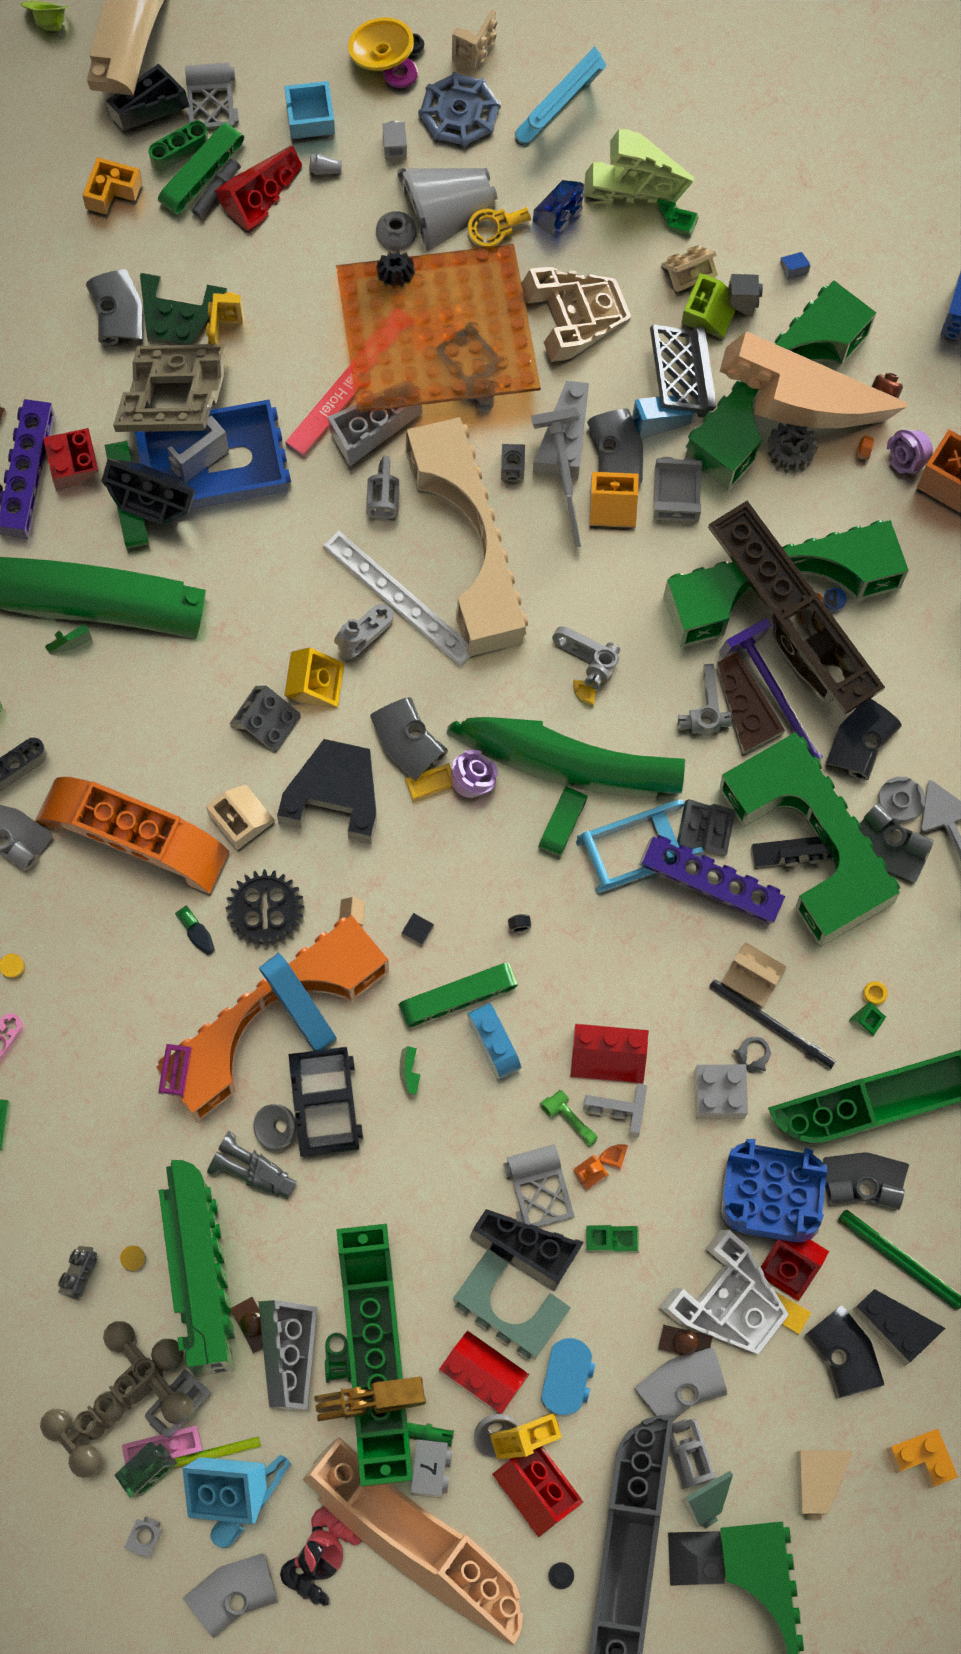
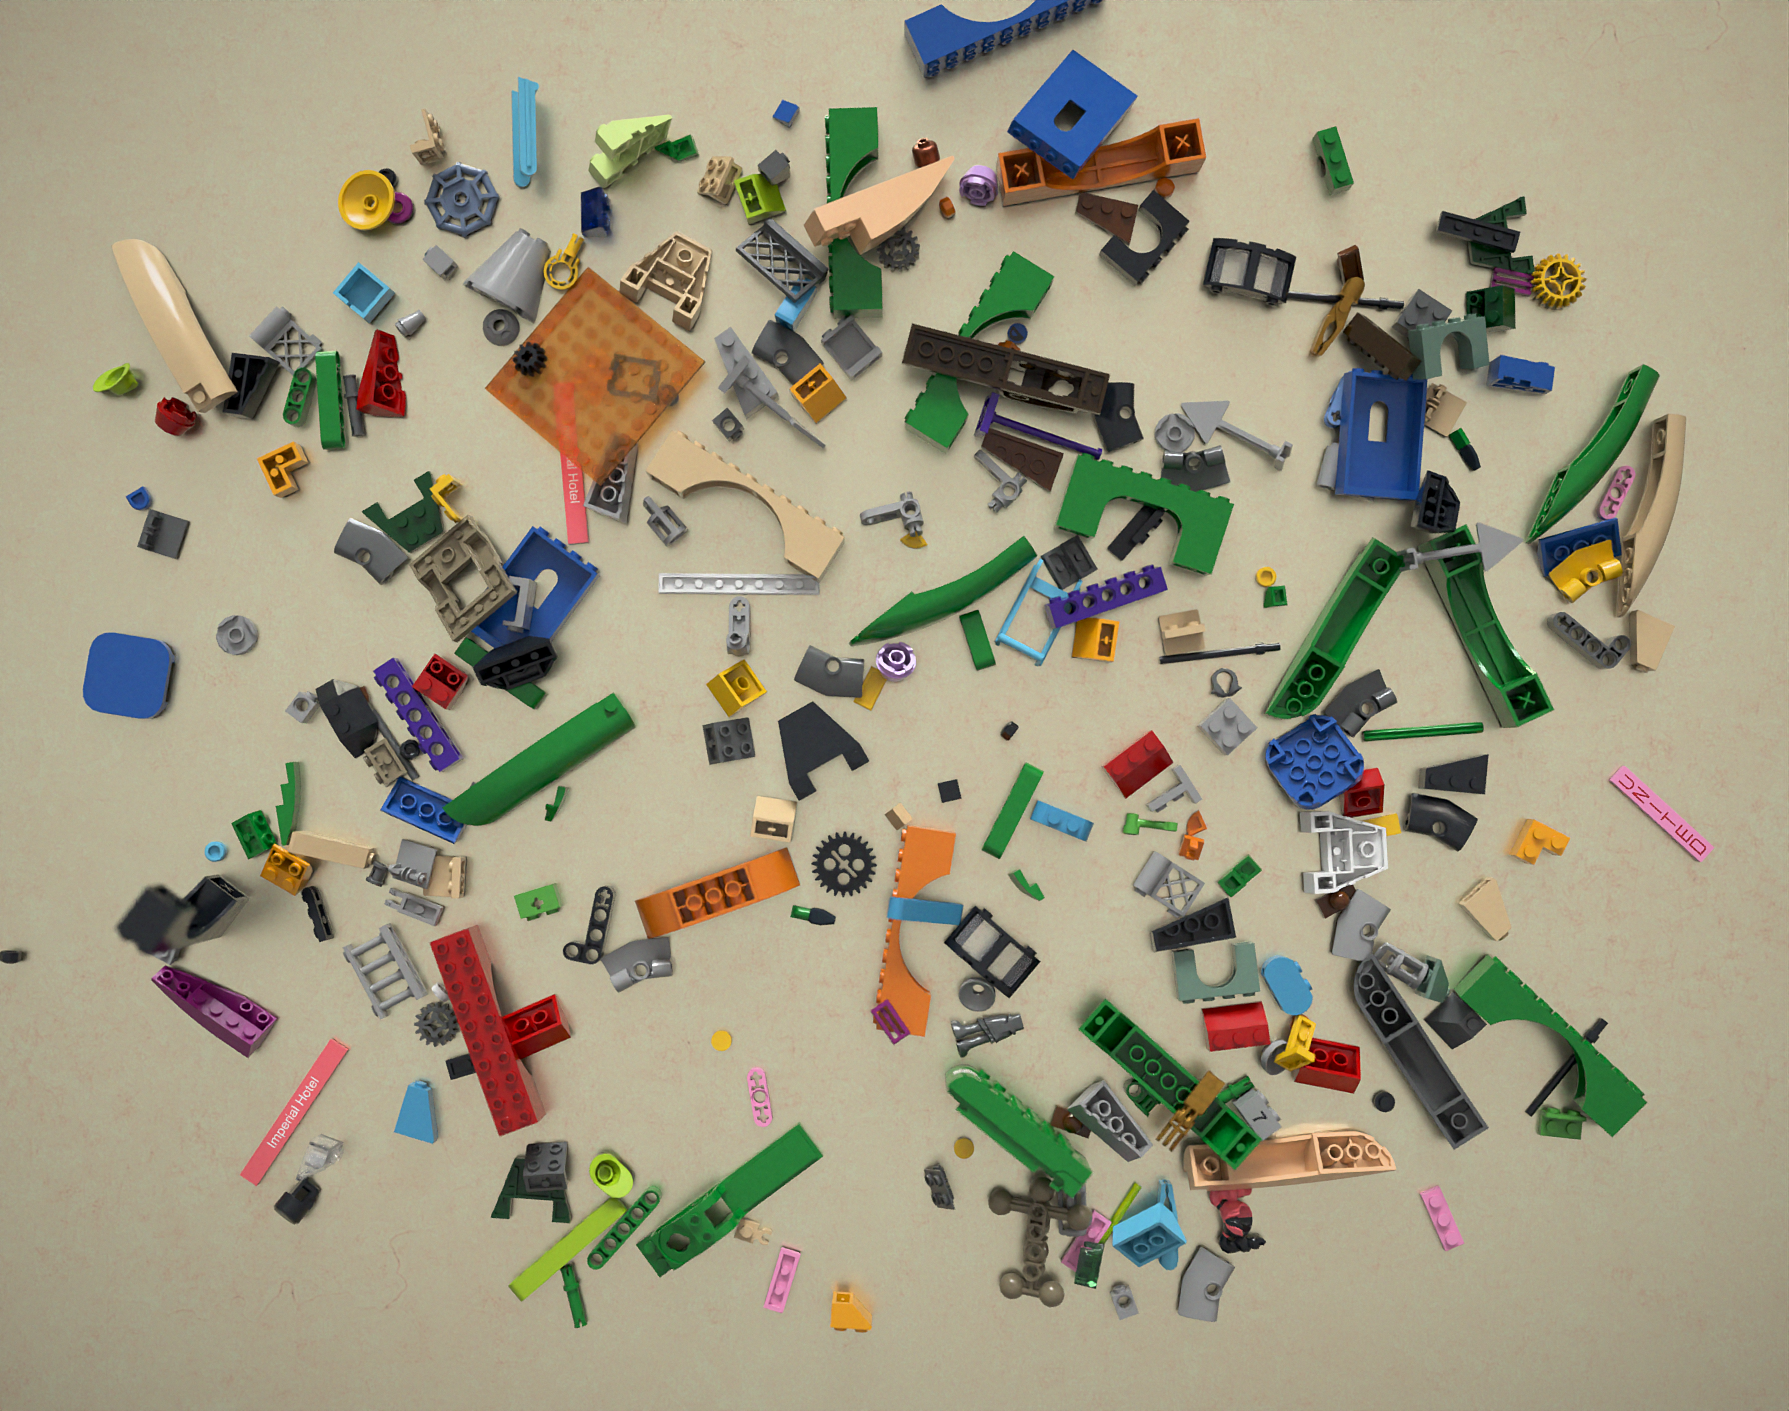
camera: 40 degrees left, 15 degrees up
(63, 74) = (174, 416): none -> red cone
(670, 911) = (1095, 639): none -> light orange slope

